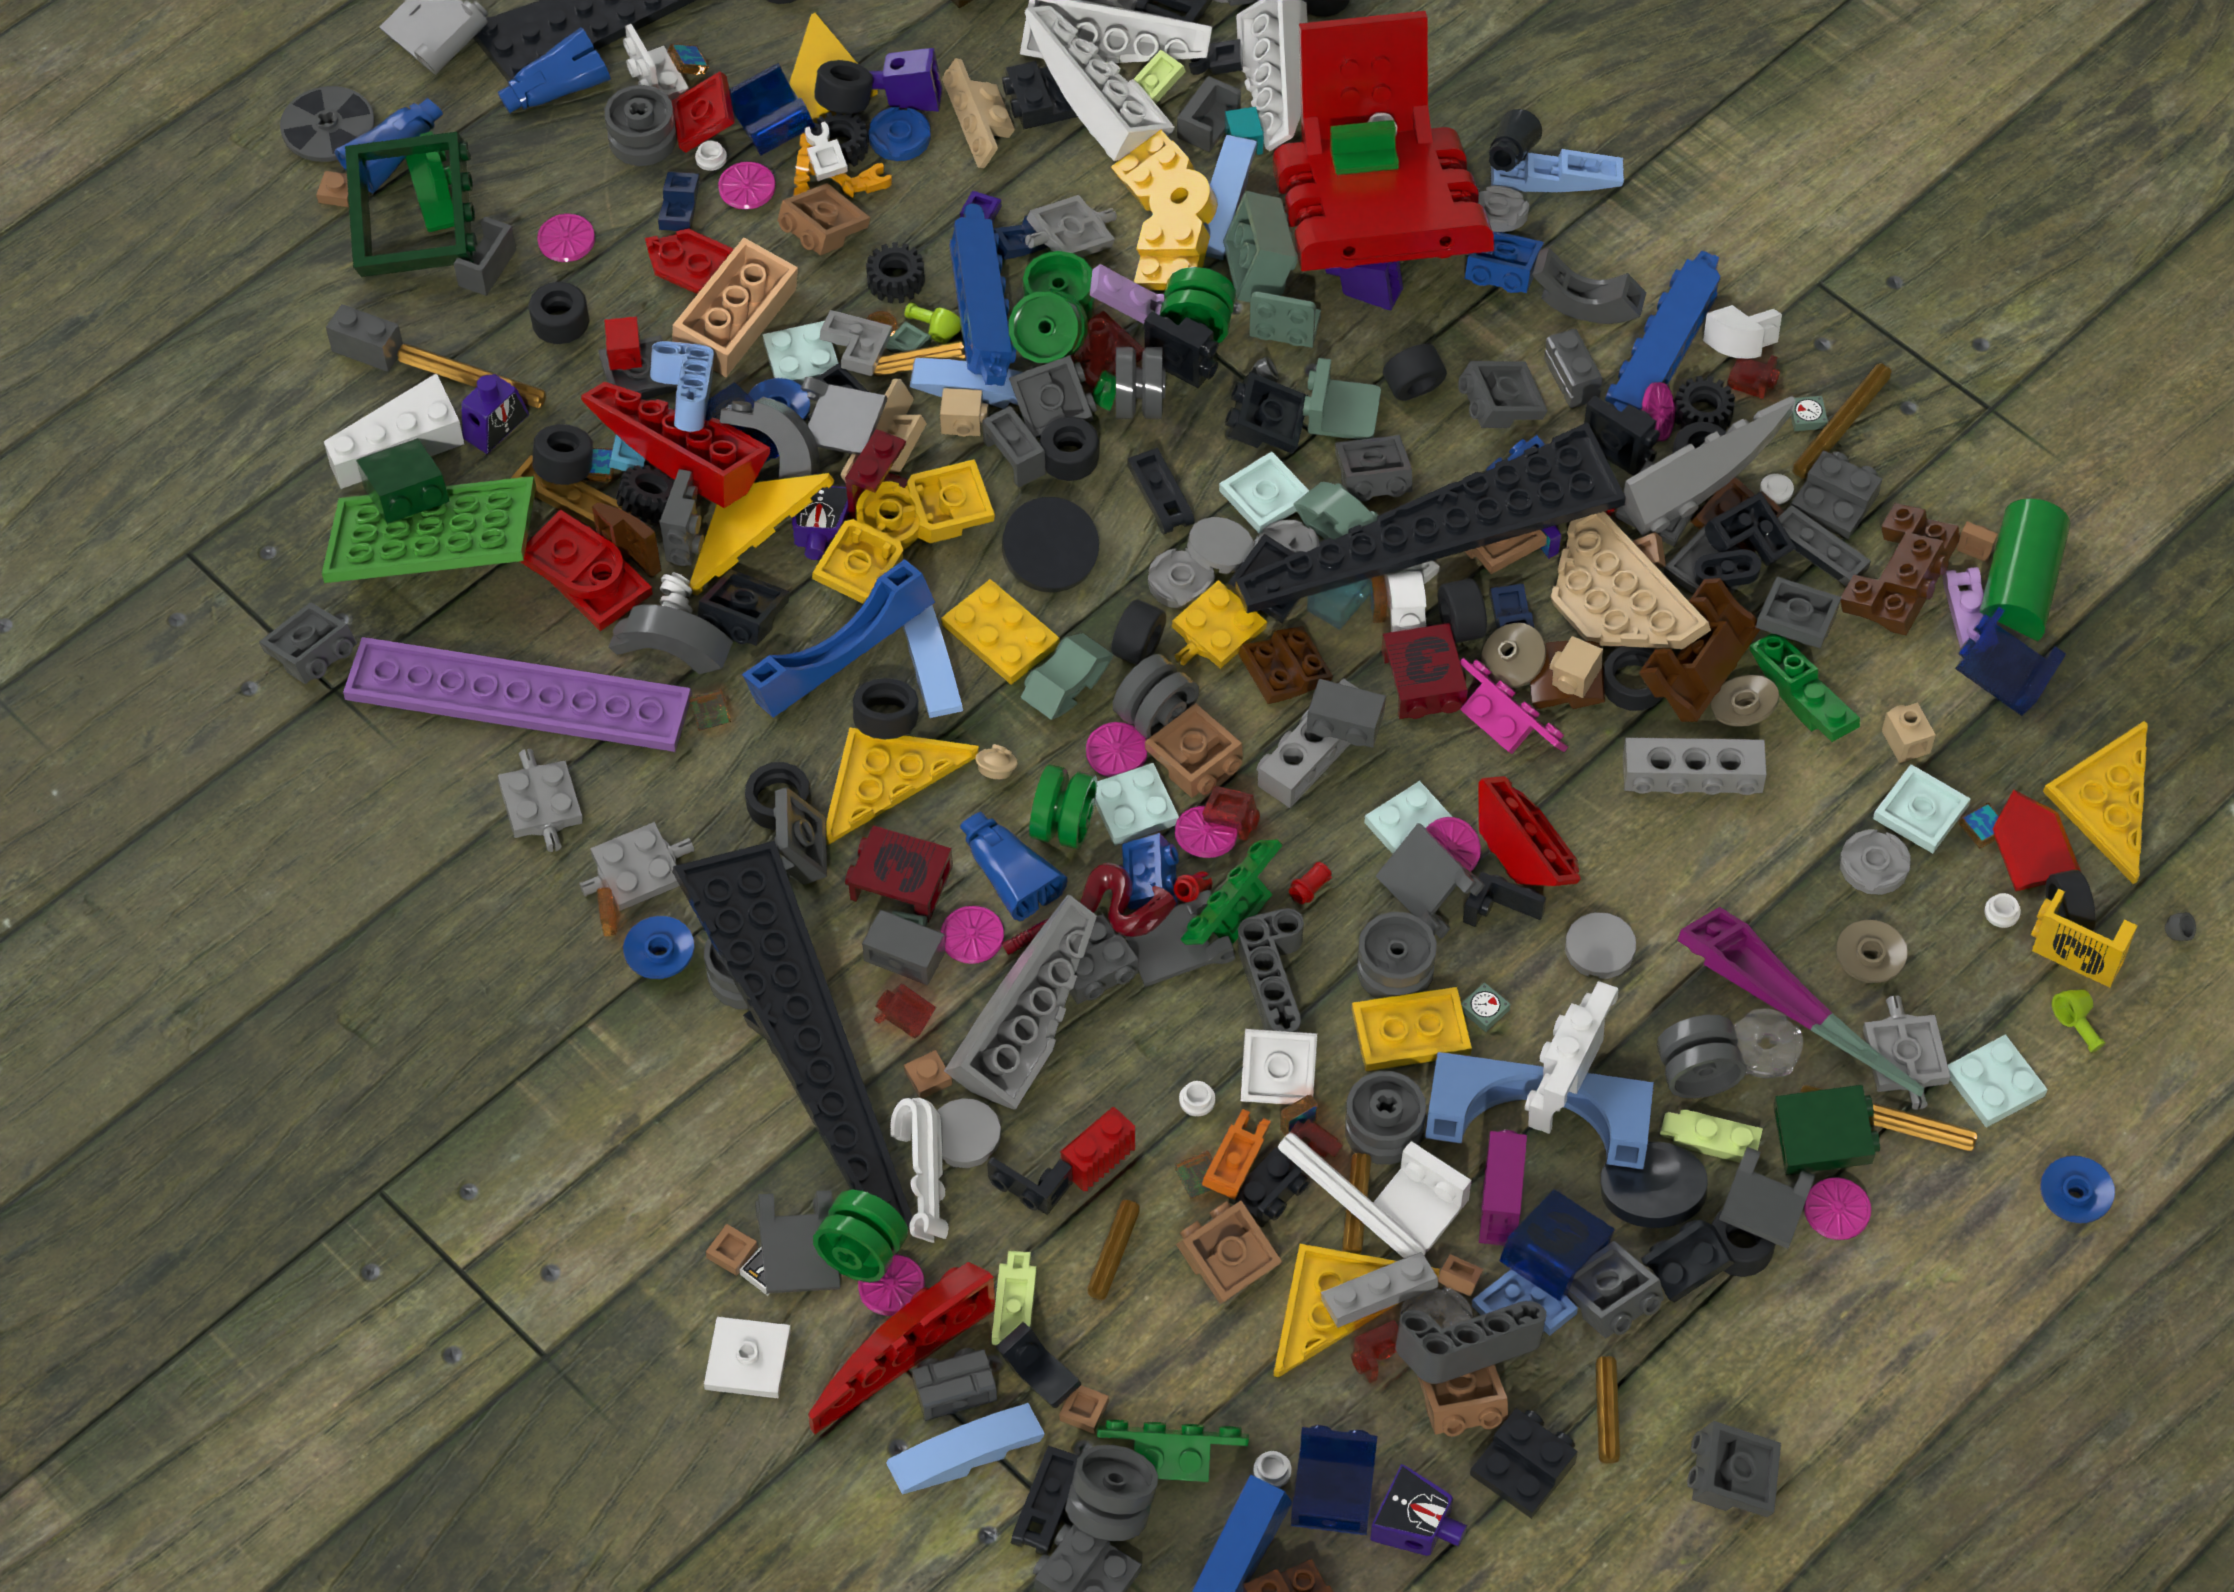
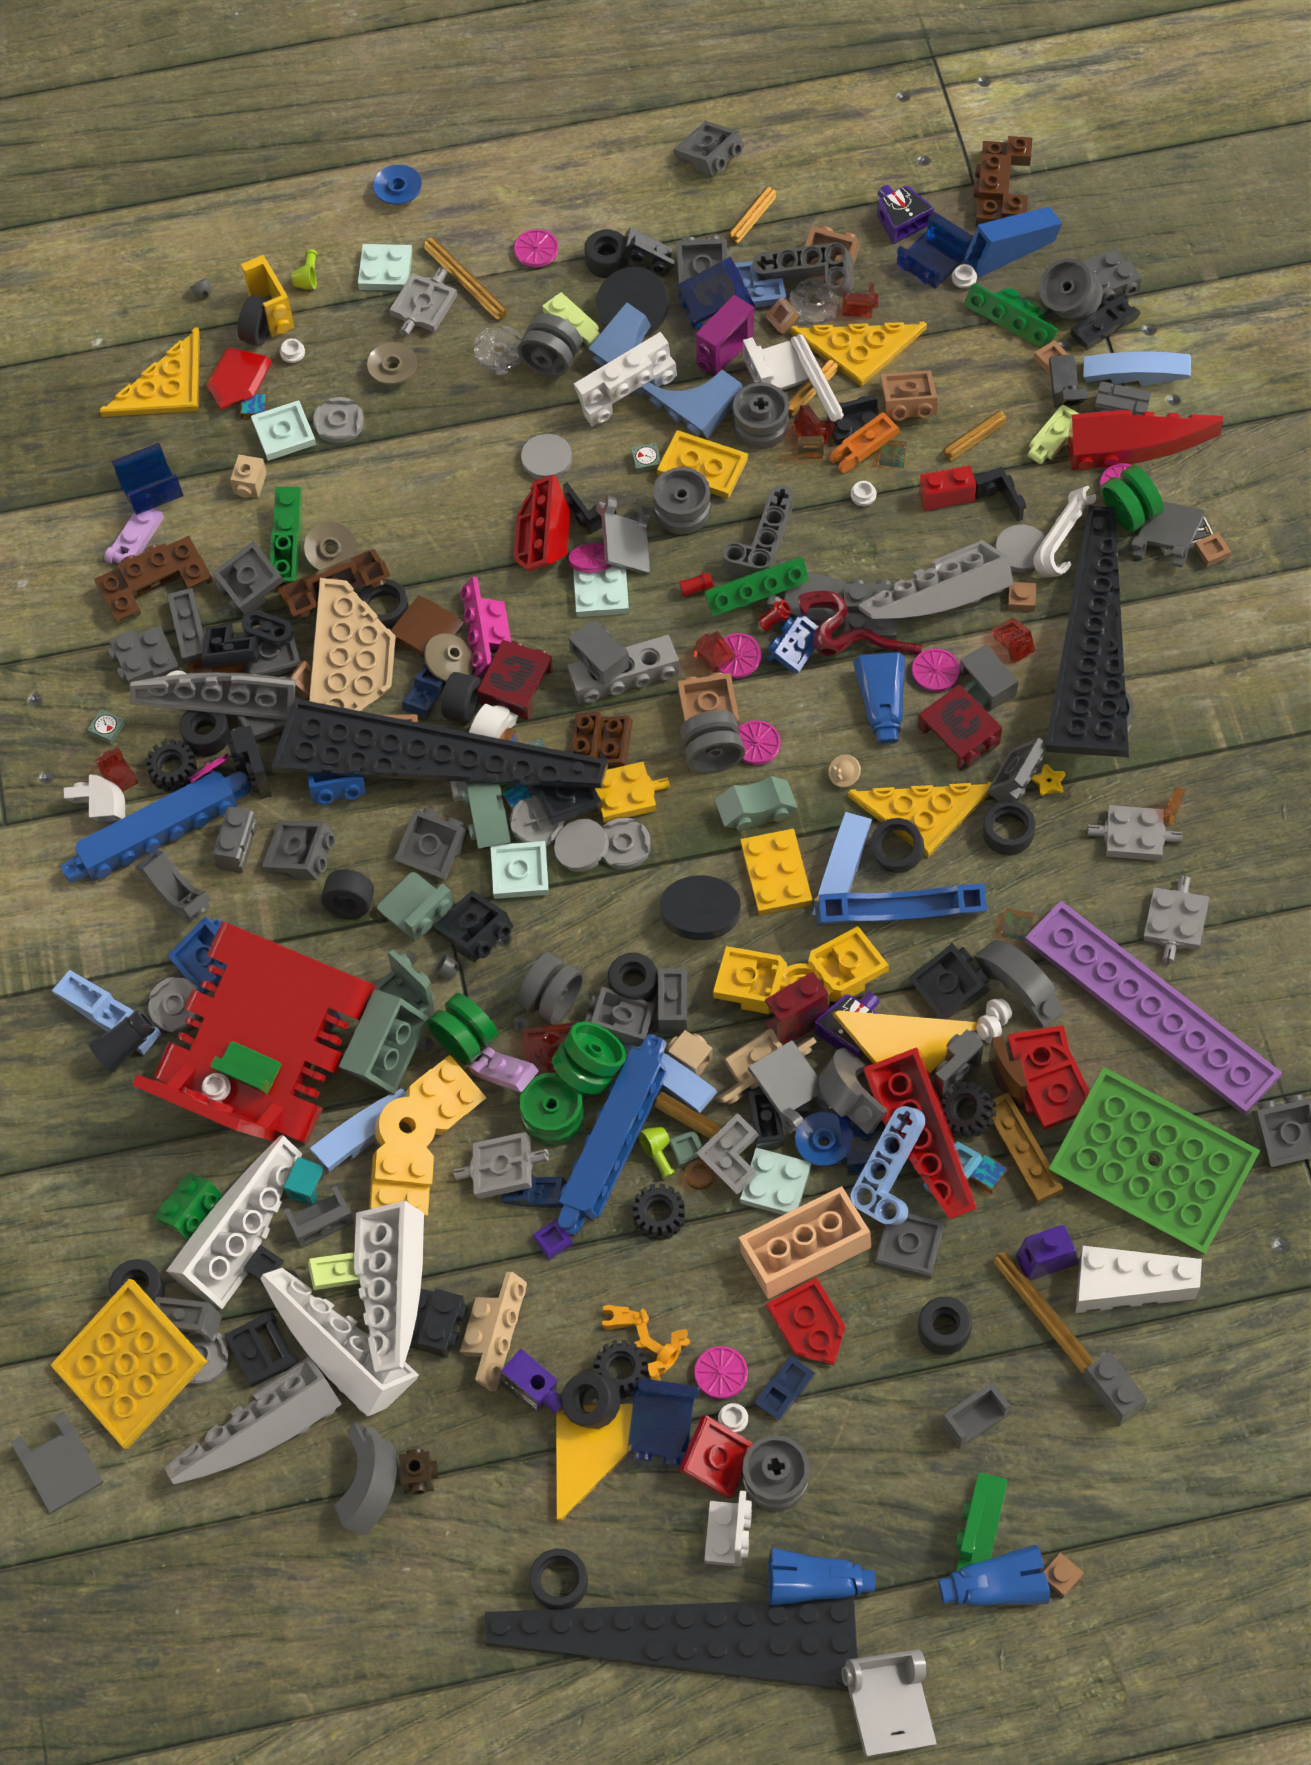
camera: 145 degrees left, 5 degrees up
(304, 117) = (1025, 1675): dark grey piece -> none
(359, 209) = (994, 1519): dark green window -> none
(402, 480) = (1154, 1215): dark green brick -> none
(562, 454) = (1004, 1160): black tyre -> none
(566, 237) = (896, 1407): dark pink wheel -> none
(623, 343) = (913, 1252): red brick -> none
(656, 935) = (1155, 752): blue dish -> none
(687, 59) = (693, 1531): tile -> none
(747, 1357) = (1236, 487): white plate -> none
(821, 218) = (684, 1292): medium nougat plate -> none
(824, 155) = (647, 1340): white plate -> none
(899, 134) = (567, 1352): blue tile -> none
(1063, 806) = (826, 700): green wheel -> none
(1105, 390) = (575, 1008): green tile -> none
(1134, 804) = (771, 699): light aqua plate -> none
(1138, 632) = (688, 800): black tyre -> none
(1160, 490) = (591, 914): black plate -> none
(1185, 347) = (497, 1002): black plate -> none
(1278, 1066) = (802, 477): white plate -> none
(1379, 1289) = (836, 326): light grey plate -> none
(1525, 1461) = (819, 208): black plate -> none
(1576, 667) = (423, 609): tan brick -> none
(1708, 755) = (427, 549): light grey brick -> none
(1745, 960) = (472, 390): magenta plate -> none
(1764, 1204) = (579, 257): dark grey flag -> none
(1825, 1129) = (511, 277): dark green brick -> none
(1843, 419) = (78, 711): pearl gold axle -> none
(1977, 541) = (86, 571): medium nougat plate -> none
(2026, 565) = (78, 532): green brick -> none

